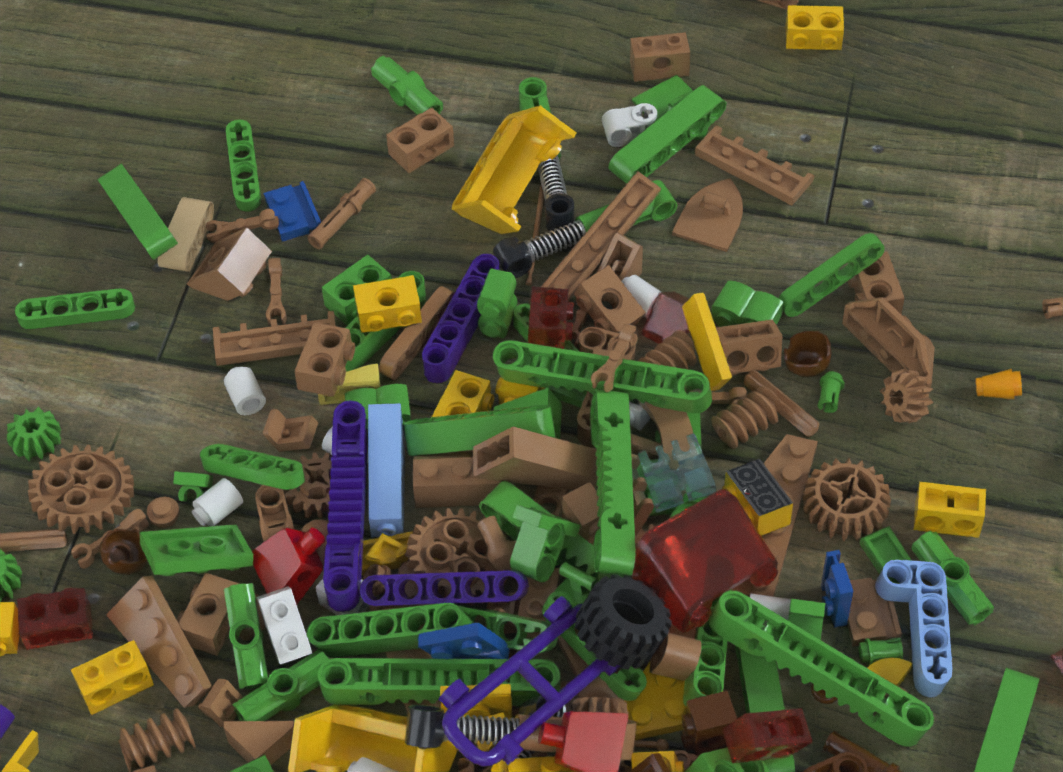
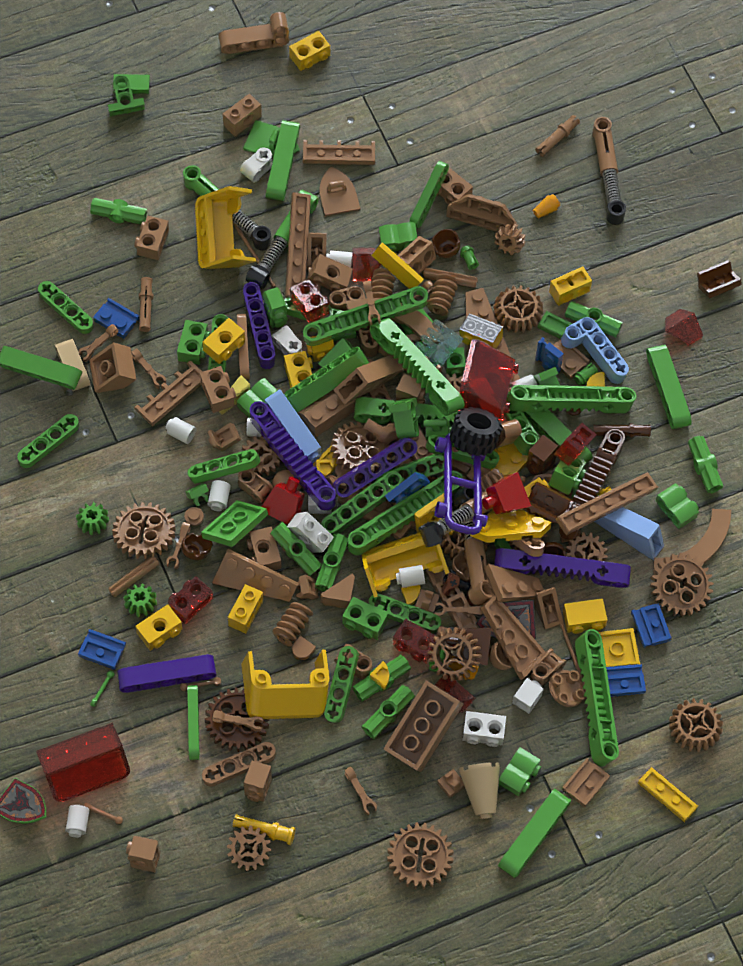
camera: 40 degrees left, 10 degrees up
(480, 357) = (286, 341): none -> white piece

